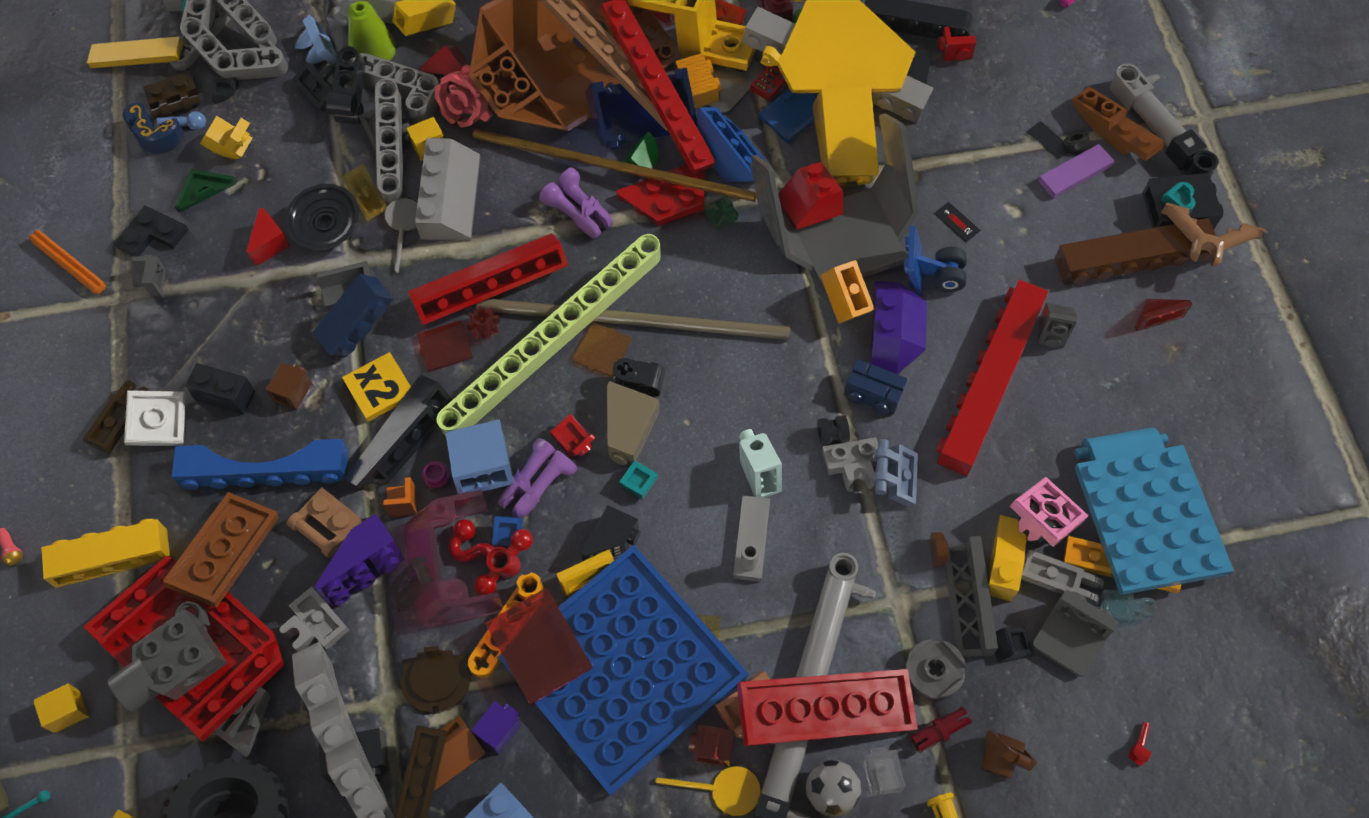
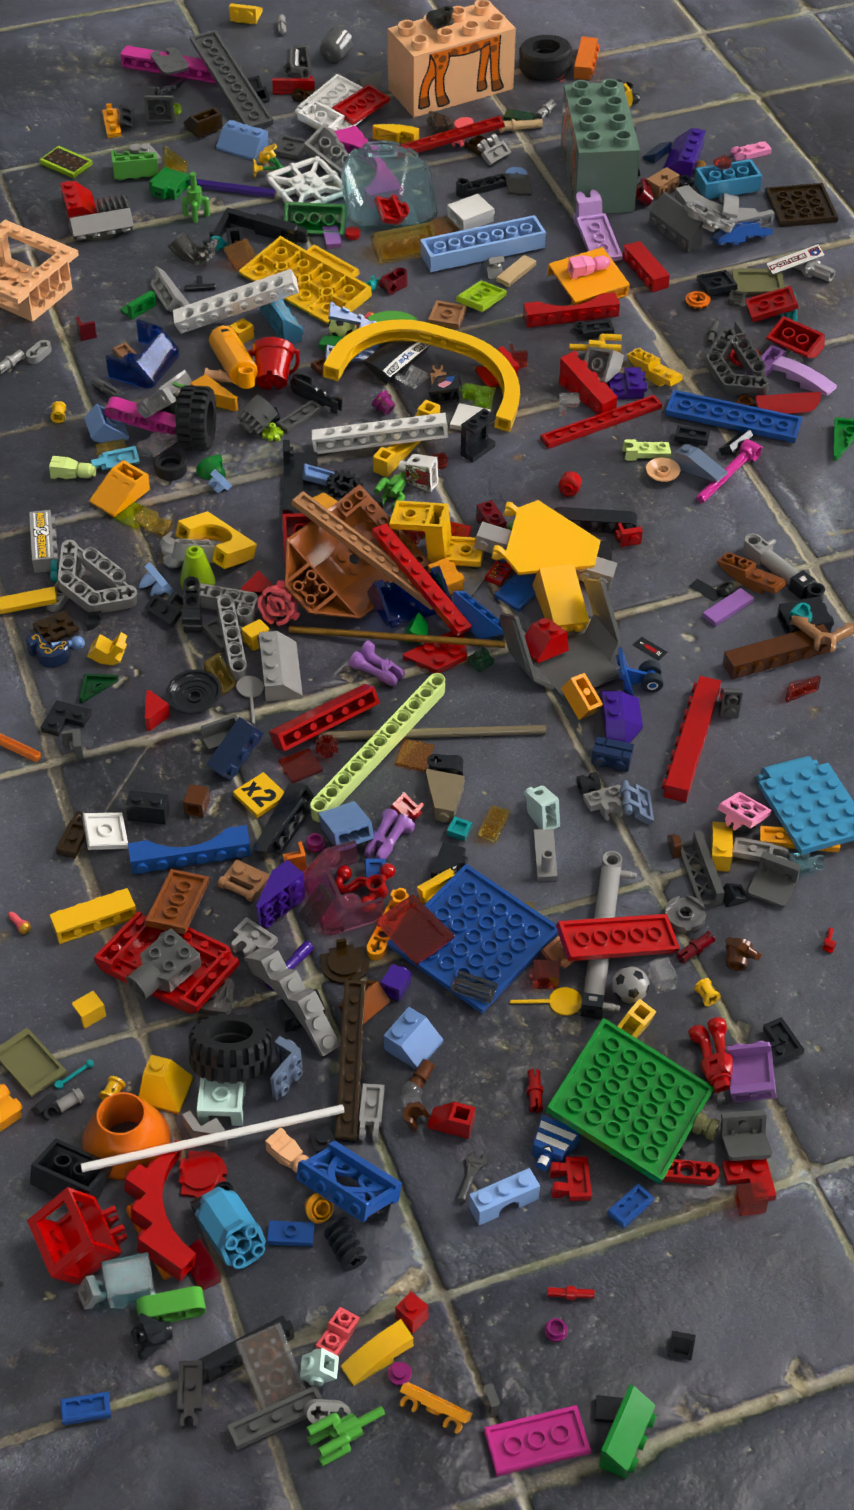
camera: 10 degrees left, 15 degrees down
(371, 660) = (297, 957): none -> dark purple piece
(583, 743) = (475, 983): none -> clear smoke tile
(689, 477) = (494, 823): none -> clear yellow slope

